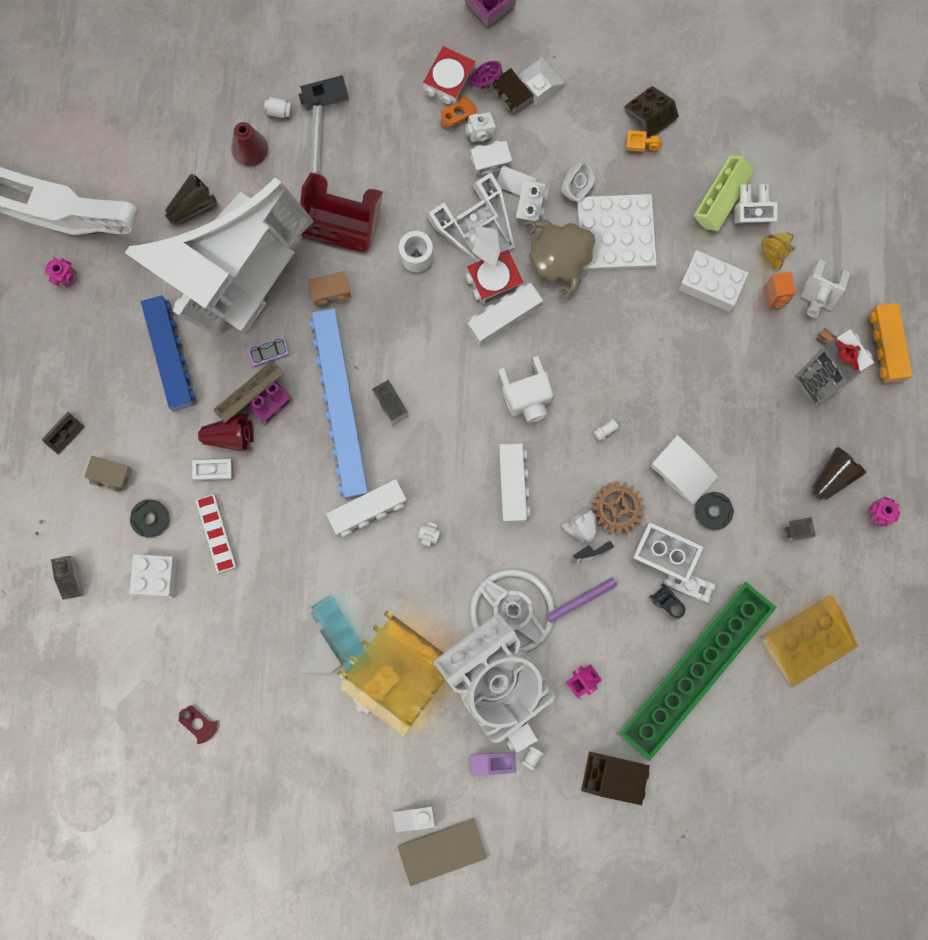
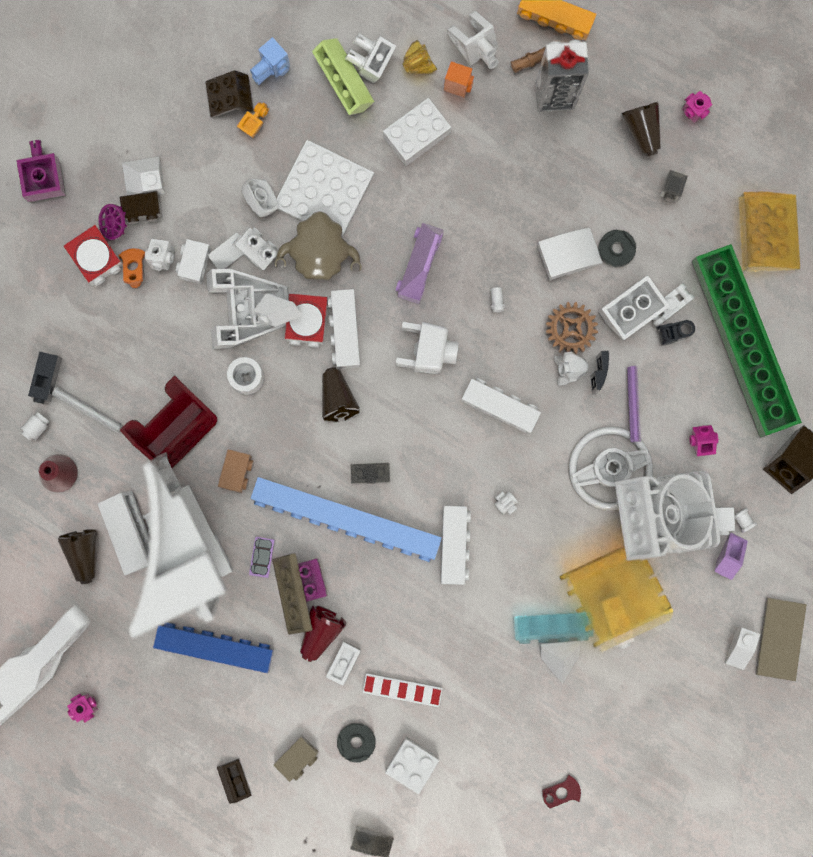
camera: 65 degrees left, 5 degrees up
(440, 338) = (337, 397): none -> dark brown cone
(574, 348) = (415, 276): none -> lavender wedge
(699, 127) = (273, 62): none -> light blue brick

